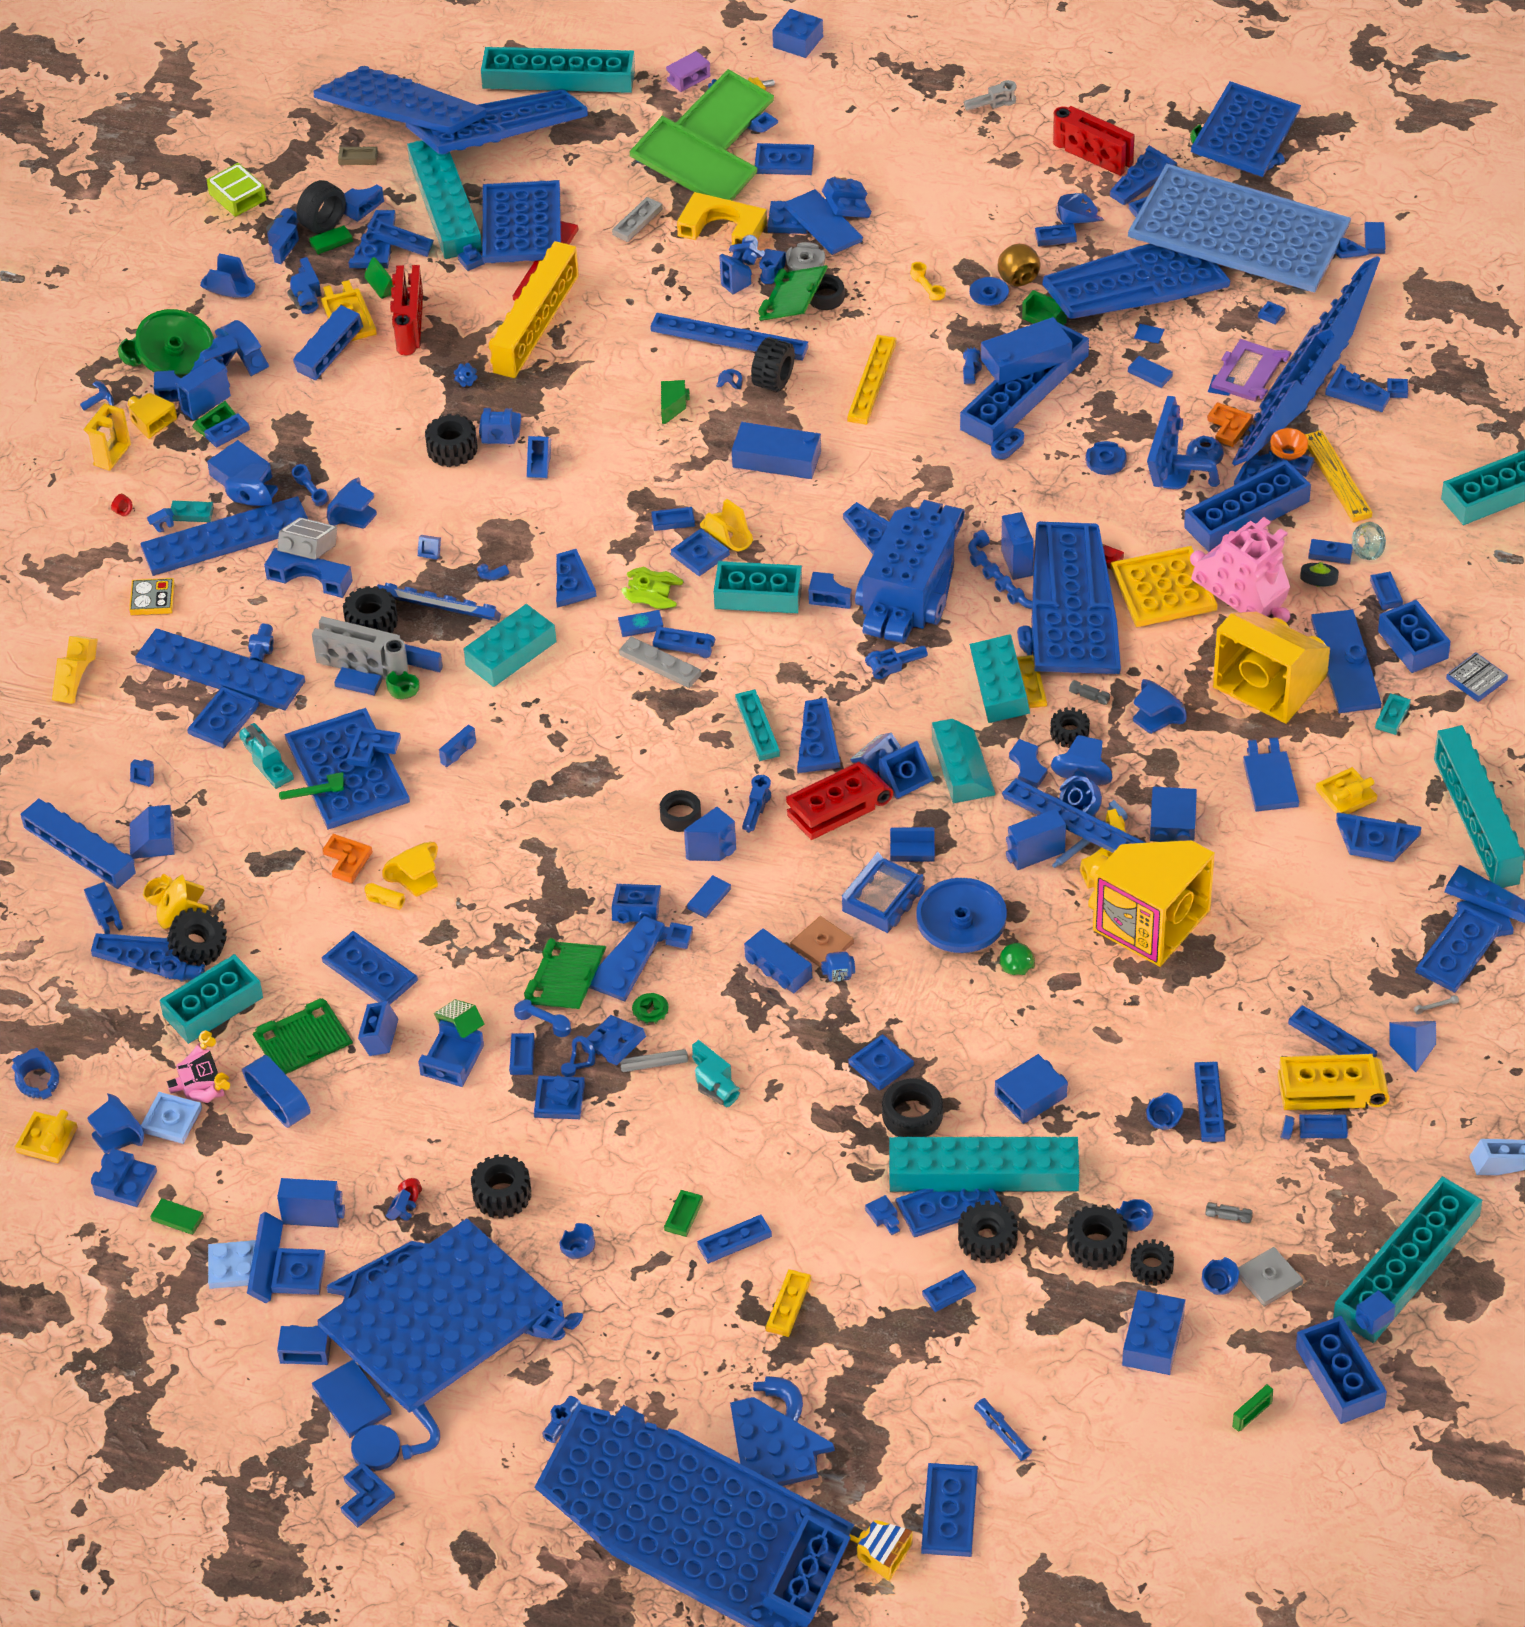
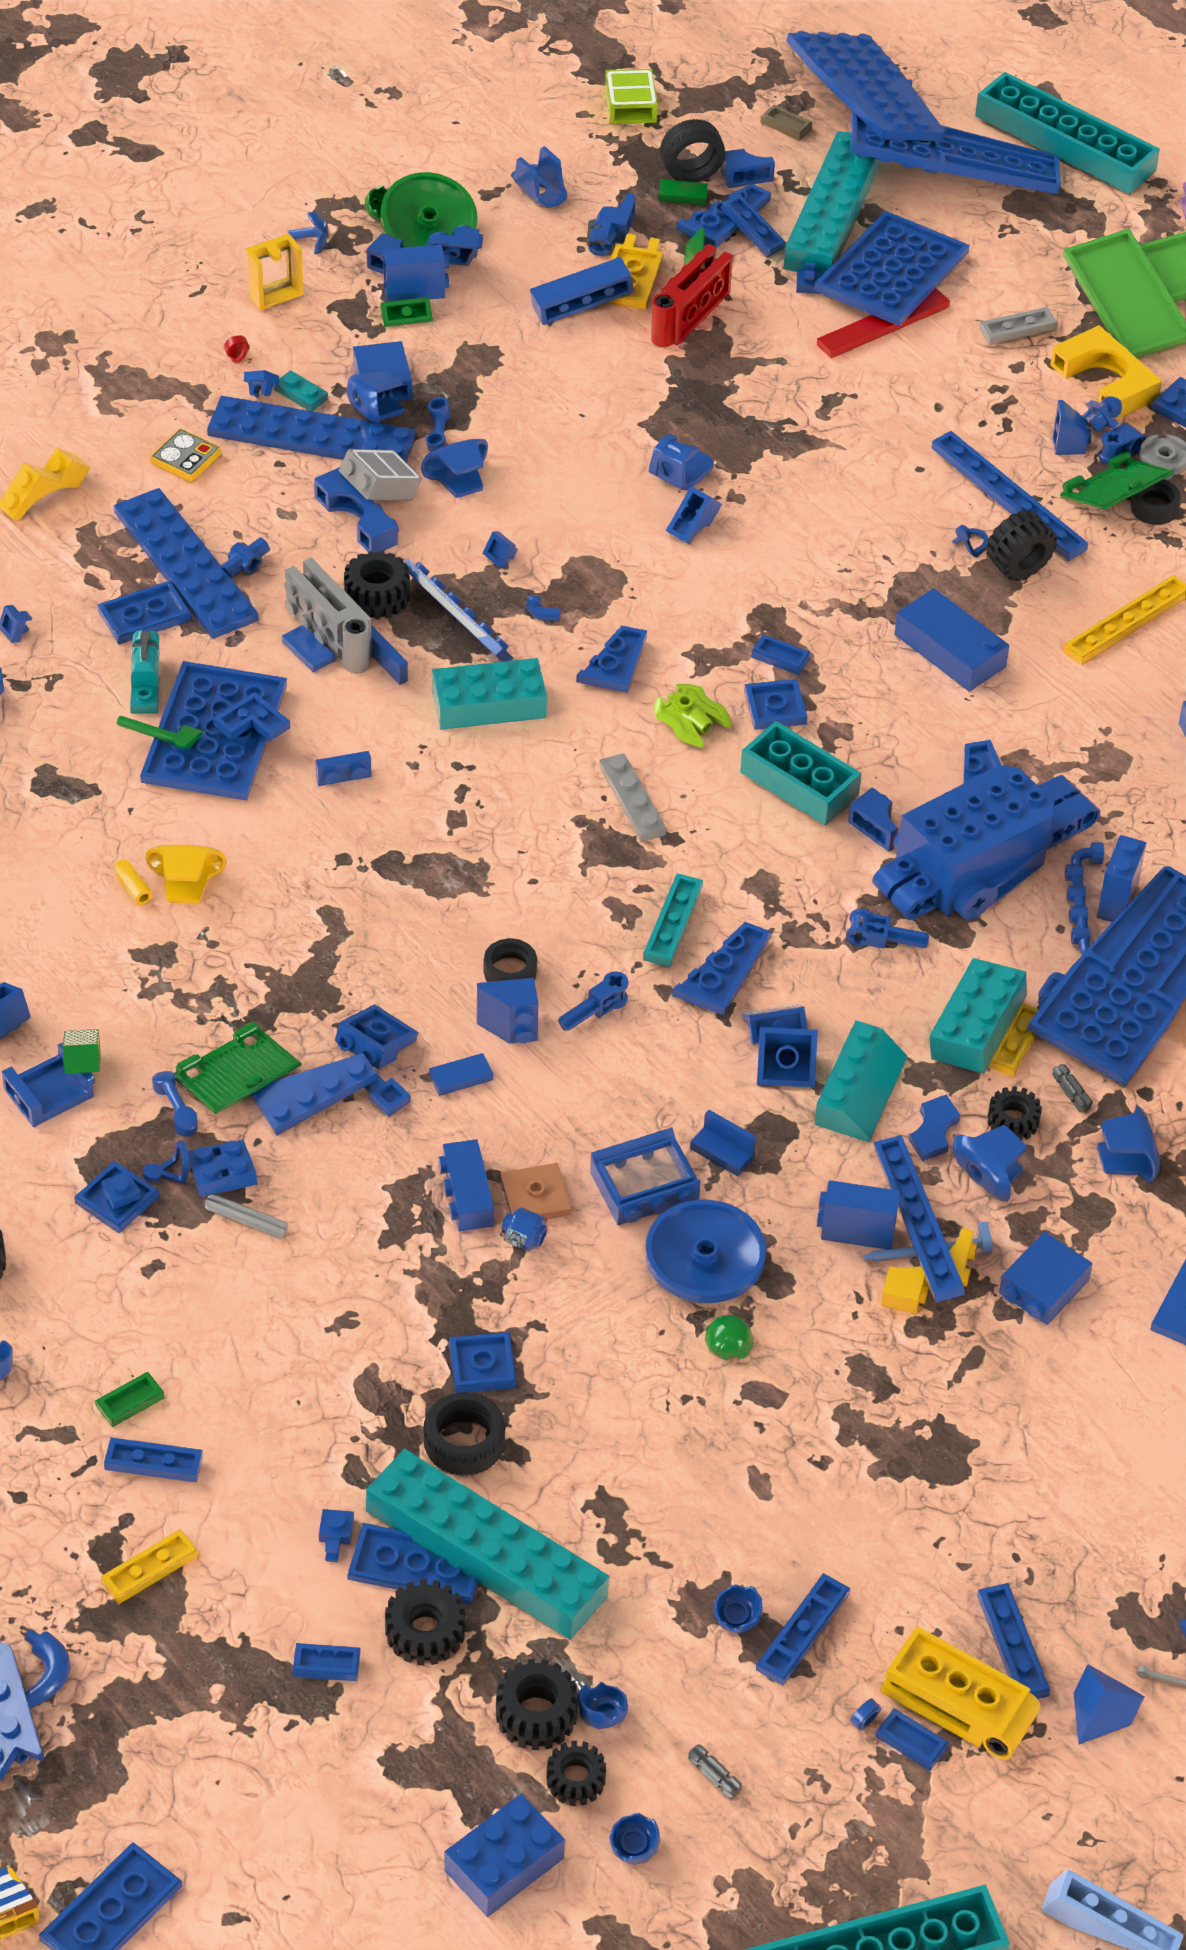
camera: 30 degrees right, 0 degrees up
(151, 413) = (347, 274): yellow torso -> none
(227, 430) = (406, 328): blue plate -> none
(248, 346) = (494, 254): blue arch -> none
(283, 234) = (635, 164): blue plate -> none
(351, 856) = (137, 821): orange plate -> none
(369, 968) = (52, 949): blue tile -> none
(403, 685) = (342, 675): green hair -> none
(451, 440) = (617, 452): black tyre -> none
(465, 374) = (694, 394): blue plant -> none
(522, 1053) = (121, 1128): blue tile -> none
(534, 309) = (820, 362): yellow brick -> none
(640, 623) = (648, 745): blue tile -> none
(643, 1004) = (292, 1147): green gear -> none
(673, 399) = (887, 529): green slope -> none
(684, 641) = (675, 788): blue plate -> none
(714, 1075) = (288, 1271): teal plate -> none
(730, 520) = (826, 685): yellow piece -> none
(837, 800) = (685, 1047): red hinge -> none
(1020, 1449) = (245, 1845): blue pin -> none
(1031, 1088) = (616, 1491): blue brick -> none
(1081, 794) = (952, 1196): blue cylinder -> none
(1151, 895) = (925, 1352): yellow slope -> none
(1269, 1276) = (696, 1875): light grey plate -> none

